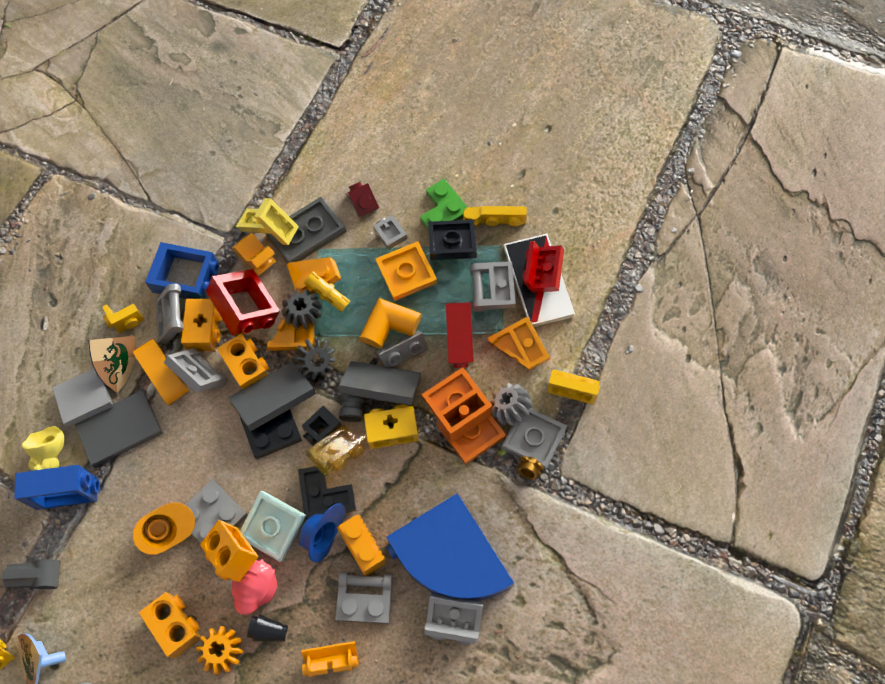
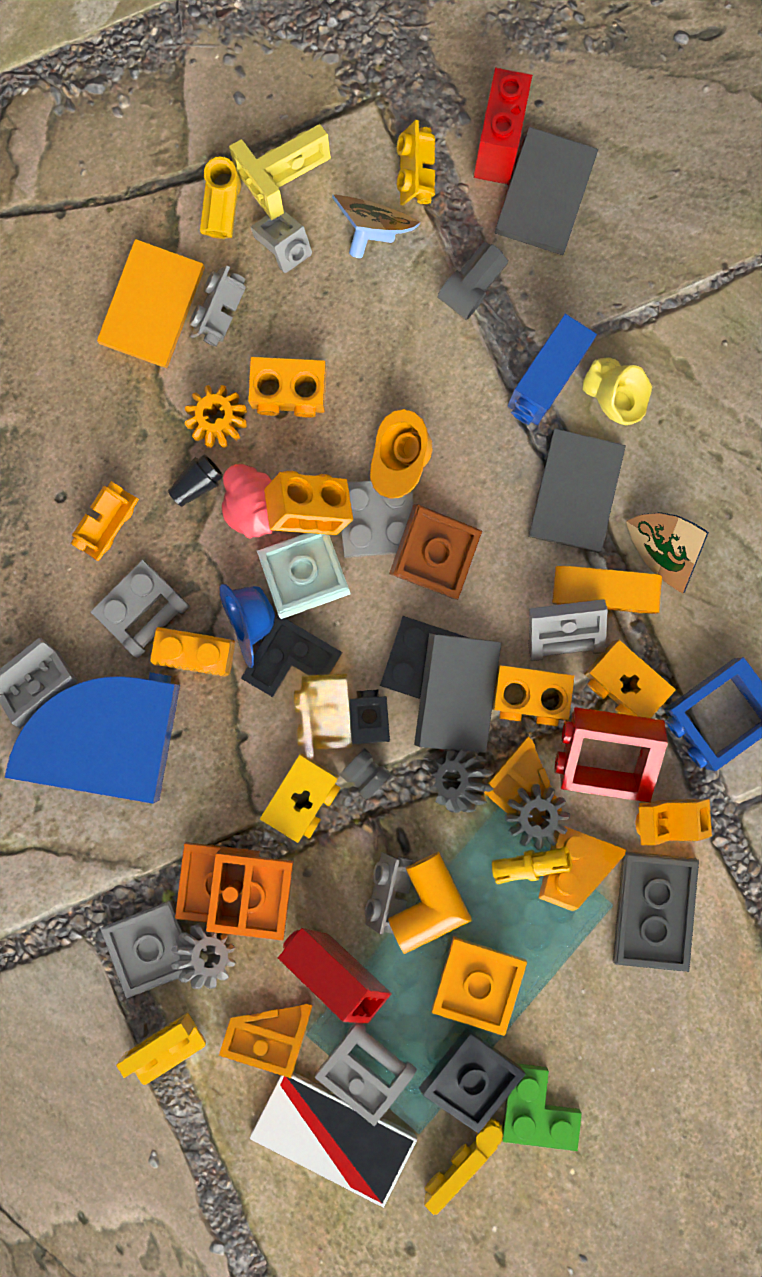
camera: 130 degrees right, 20 degrees up
(81, 398) = (651, 475): light grey tile -> none
(124, 319) = (715, 600): yellow bracket -> none
(168, 314) = (674, 653): light grey plate -> none
(205, 468) = (435, 552): none -> dark orange plate
(268, 220) = (703, 873): light yellow bracket -> none
(362, 198) = (639, 1020): dark red bracket -> none
(380, 383) = (362, 830): dark grey tile -> none
(389, 232) = (555, 1013): light grey bracket -> none
(529, 467) = (115, 910): pearl gold plate -> none
(543, 268) = (334, 1157): red bracket -> none

